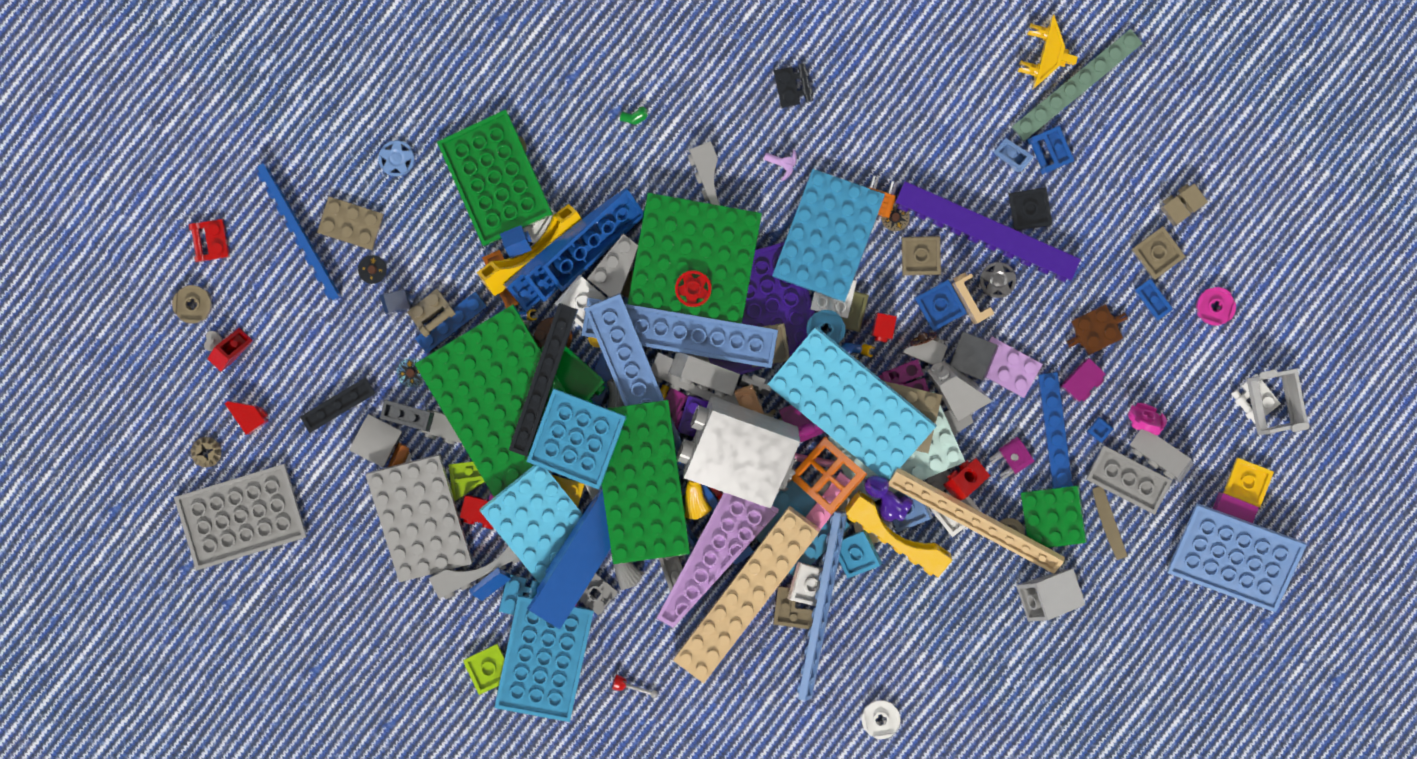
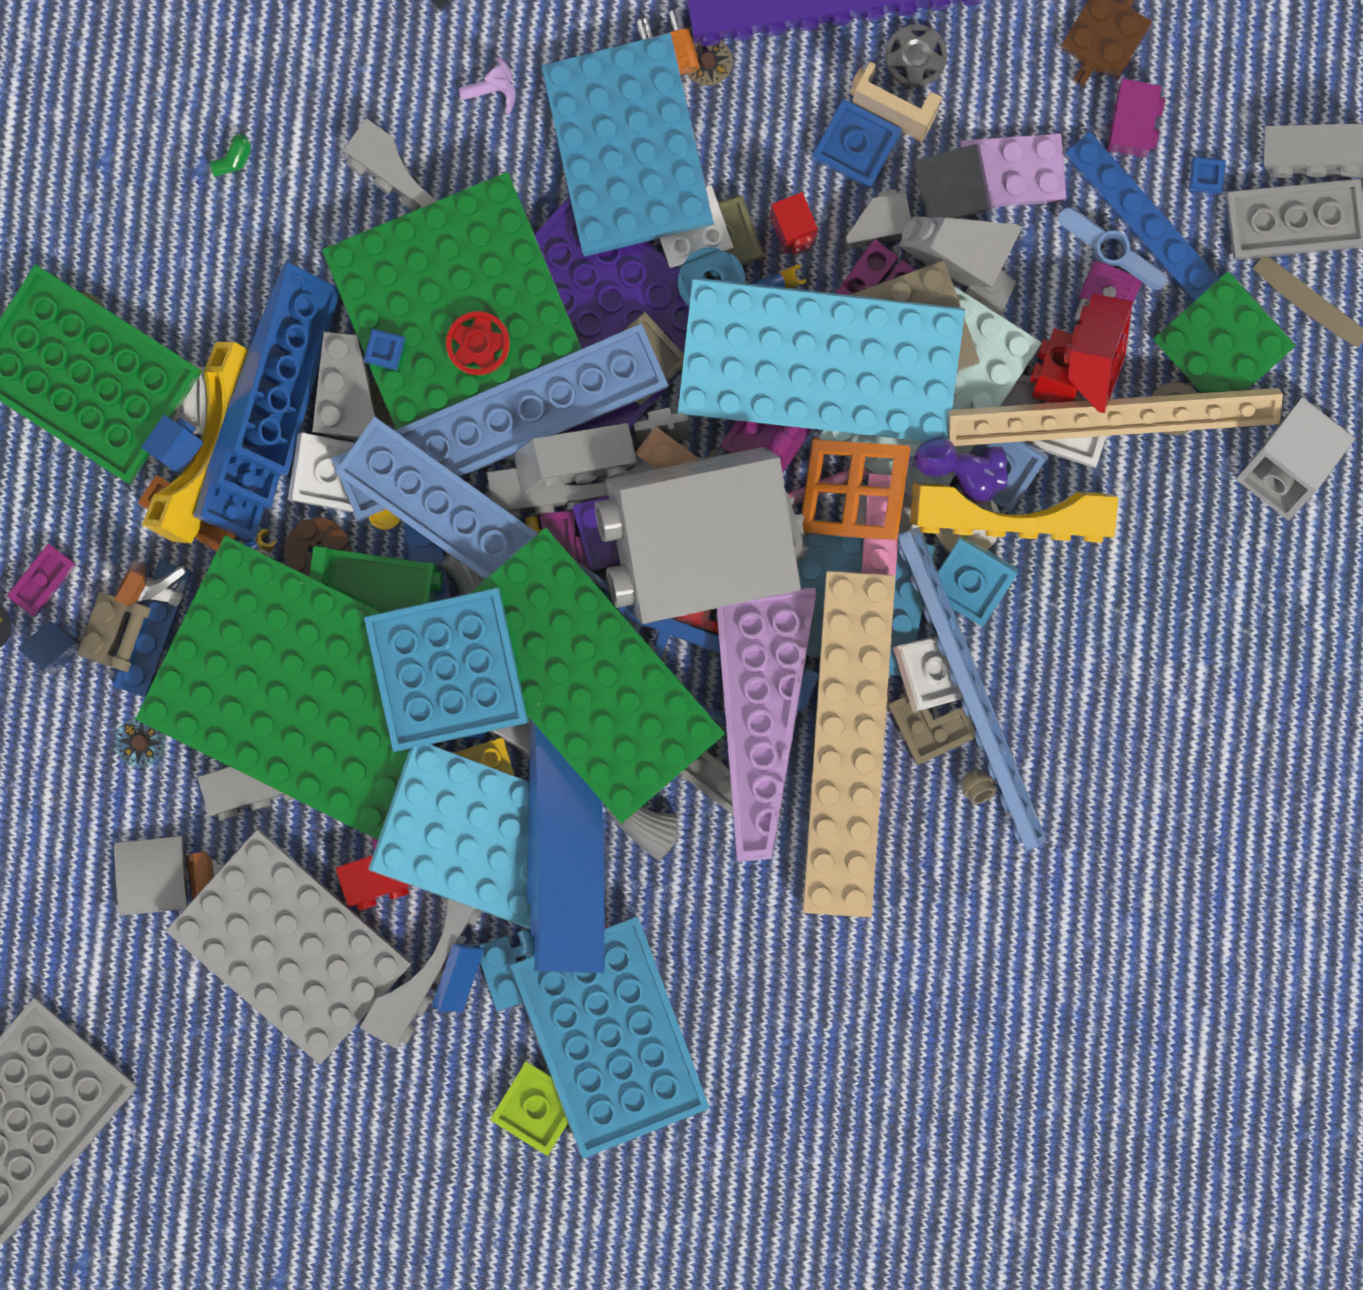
camera: 30 degrees left, 5 degrees down
(337, 405) = (60, 858): black plate -> none
(407, 415) = (173, 805): plate -> none
(412, 265) = (41, 580): none -> magenta plate
(456, 299) = (138, 586): none -> piece
(464, 478) = (319, 845): lime wing -> none
(543, 379) = (340, 614): black plate -> none
(606, 591) = (641, 878): light grey piece -> none
(620, 684) = (748, 1001): hinge -> none
(646, 262) = (384, 349): none -> blue tile
(695, 502) = (682, 656): yellow piece -> none
(795, 652) = (978, 786): none -> dark tan plate
(889, 725) = (1188, 803): white plate -> none
(921, 255) = (781, 92): dark tan tile -> none
(923, 338) = (862, 204): piece -> none
(989, 484) = (1099, 348): none -> red slope
(1025, 424) = (1095, 235): none -> medium blue piece
(1145, 417) = (1260, 112): dark pink plate -> none

